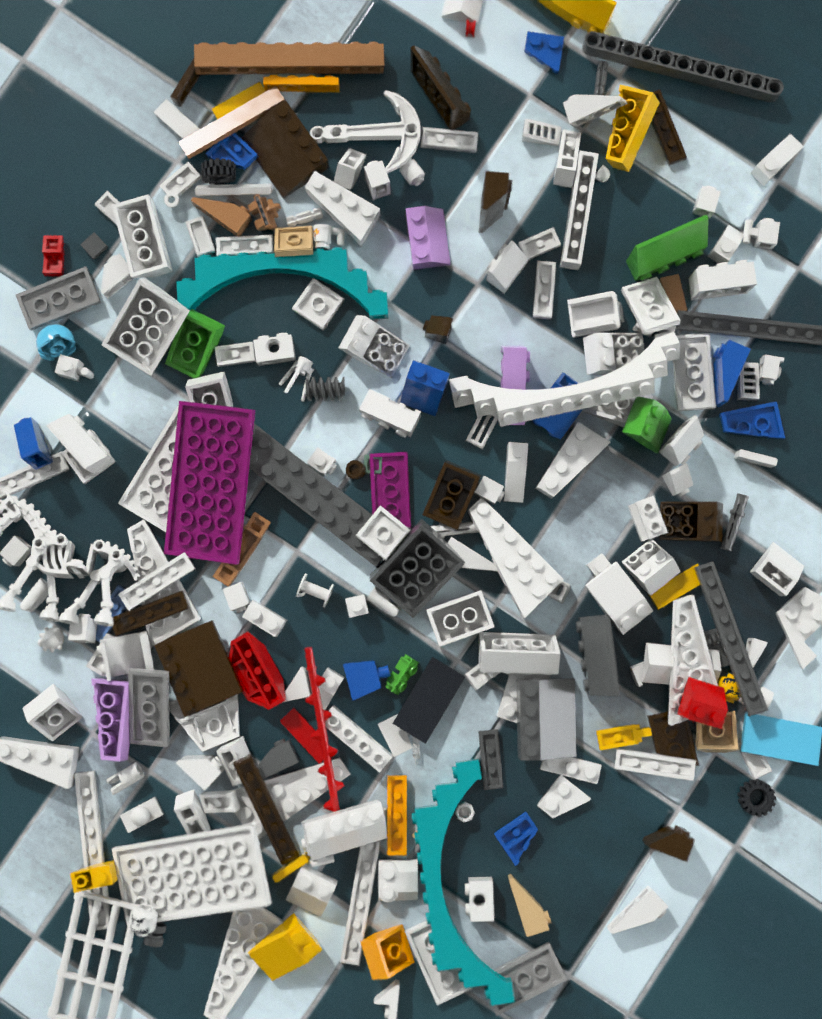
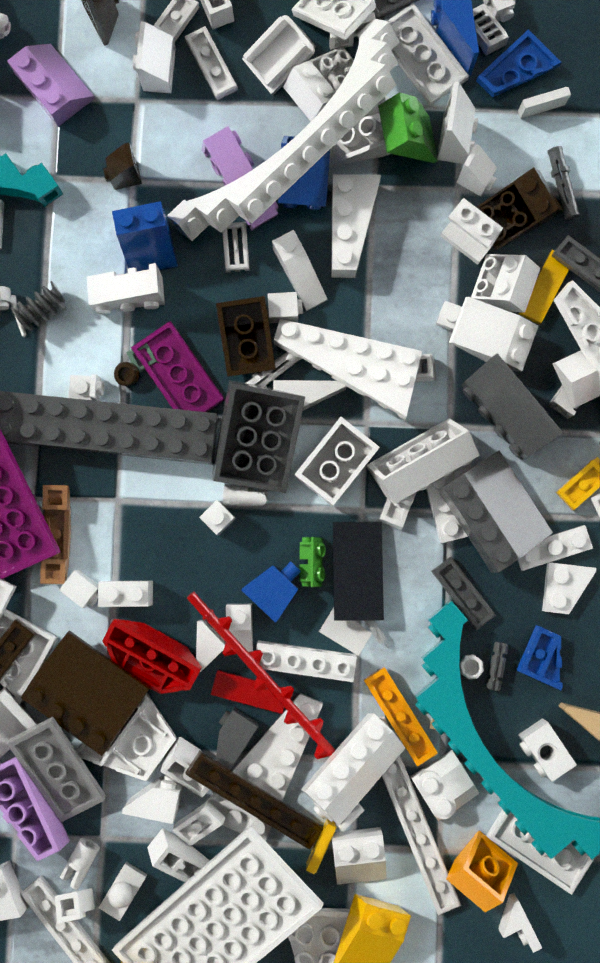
camera: 30 degrees left, 0 degrees up
(106, 803) = (74, 905): none -> white brick
(314, 590) = (161, 530): white piece -> none
(374, 345) = (64, 229): white slope -> none
(383, 533) = (196, 420): white tile -> none
(482, 822) = (497, 666): none -> dark grey axle

